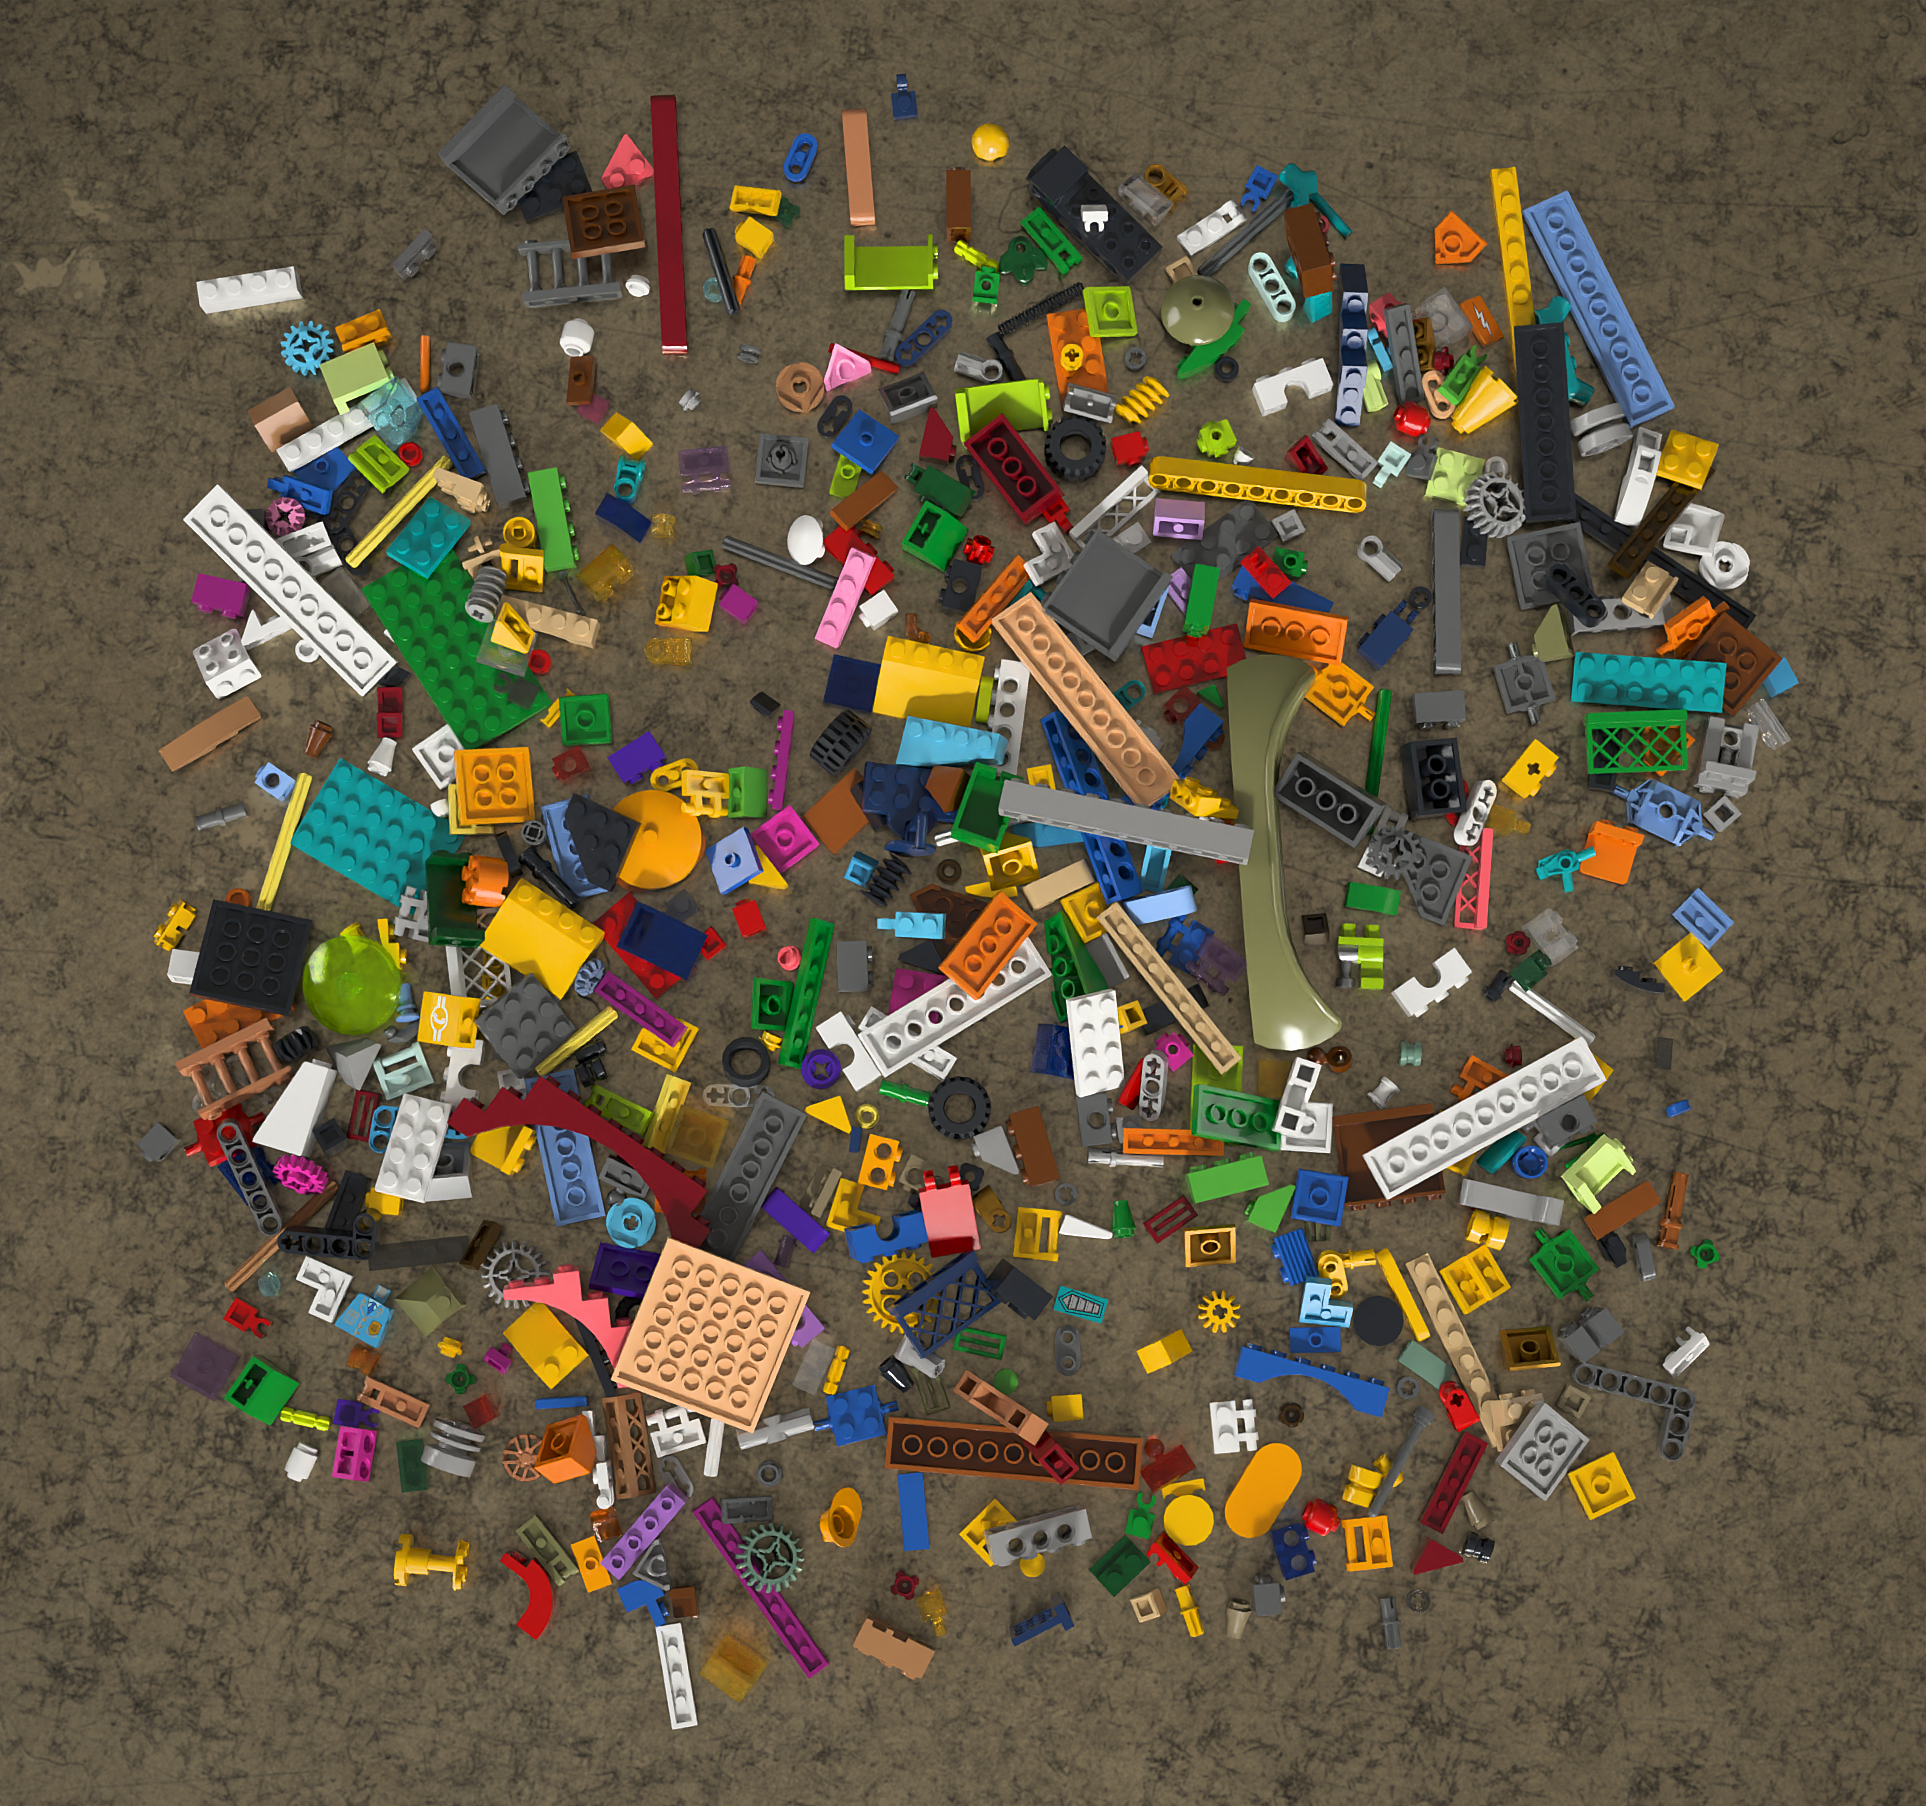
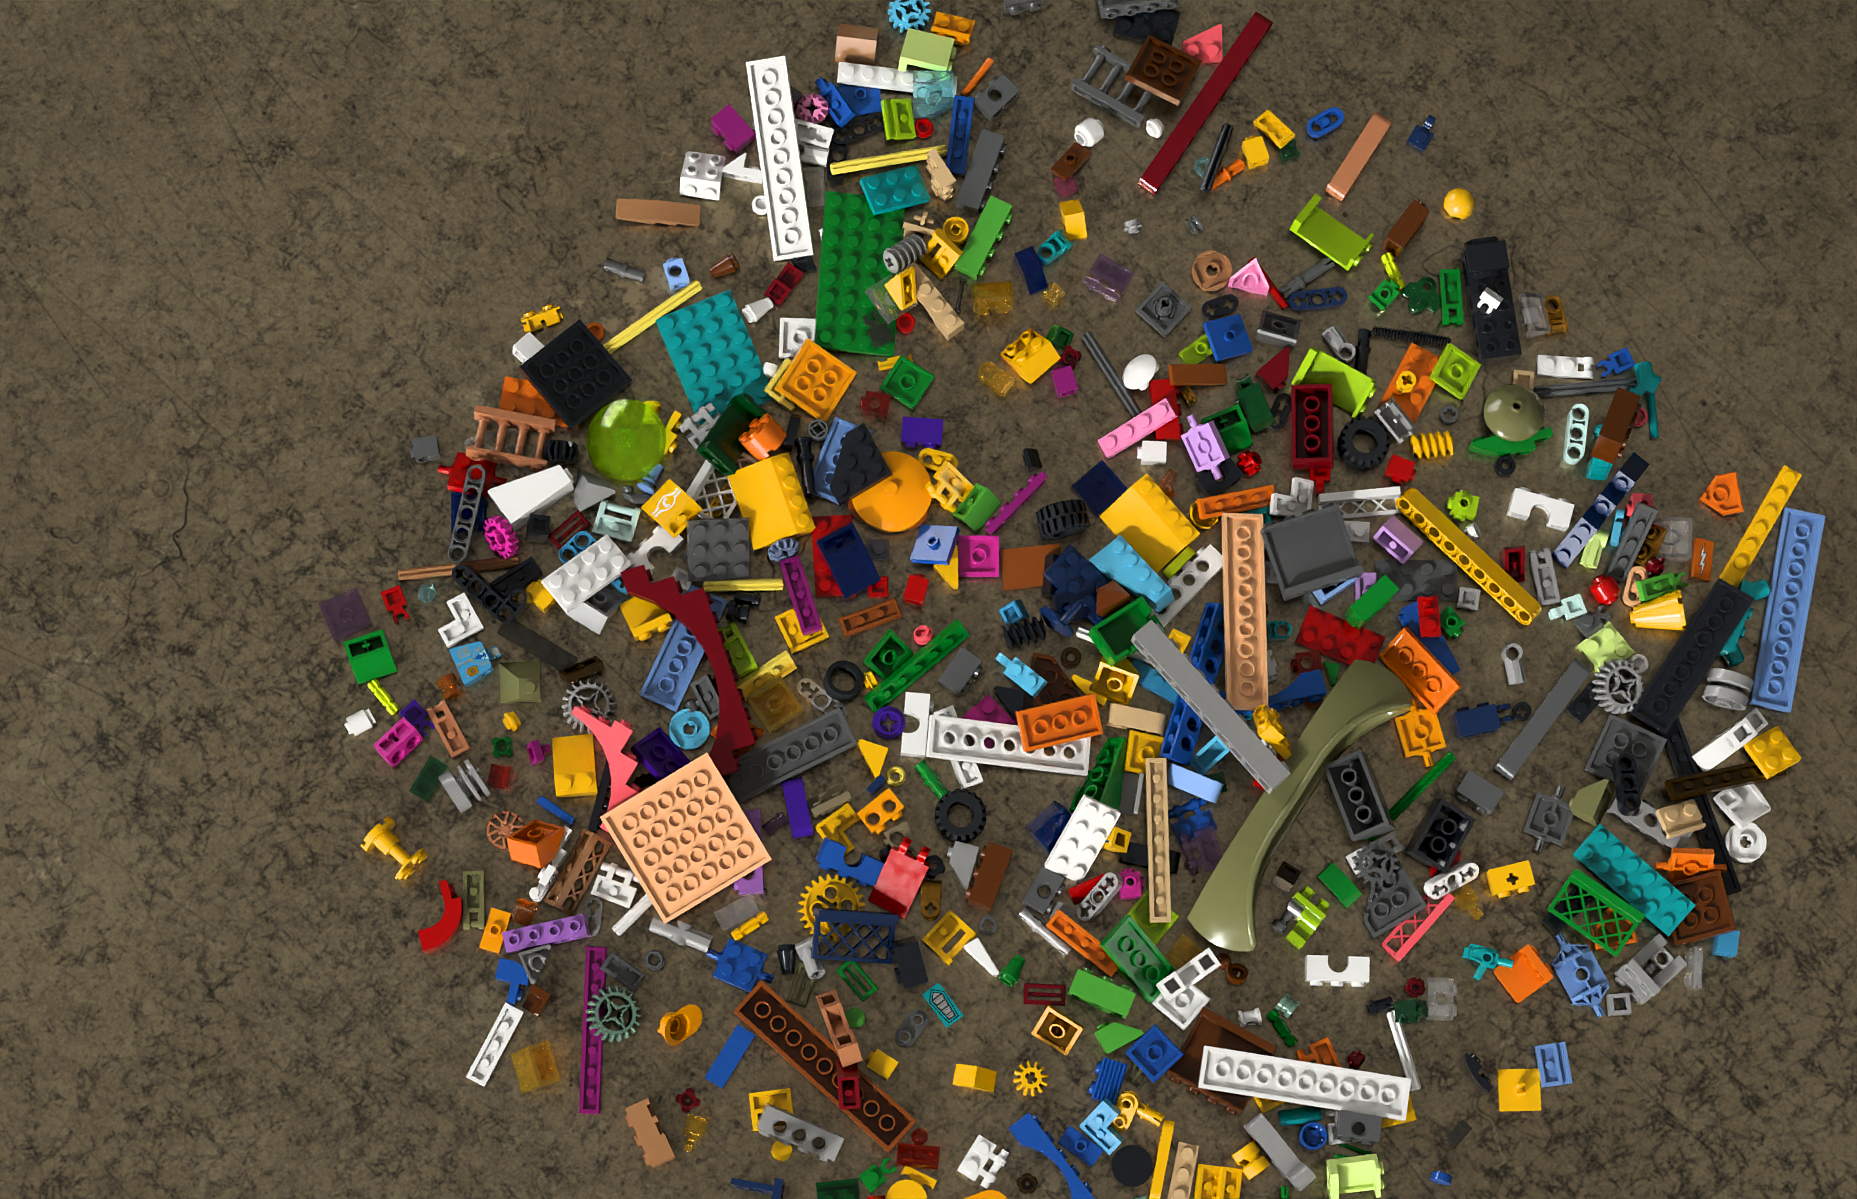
camera: 35 degrees right, 5 degrees down
(724, 979) = (870, 617): none -> dark orange tile
(925, 566) = (1205, 446): none -> lavender plate
(1420, 1079) = (1281, 1027): none -> green axle

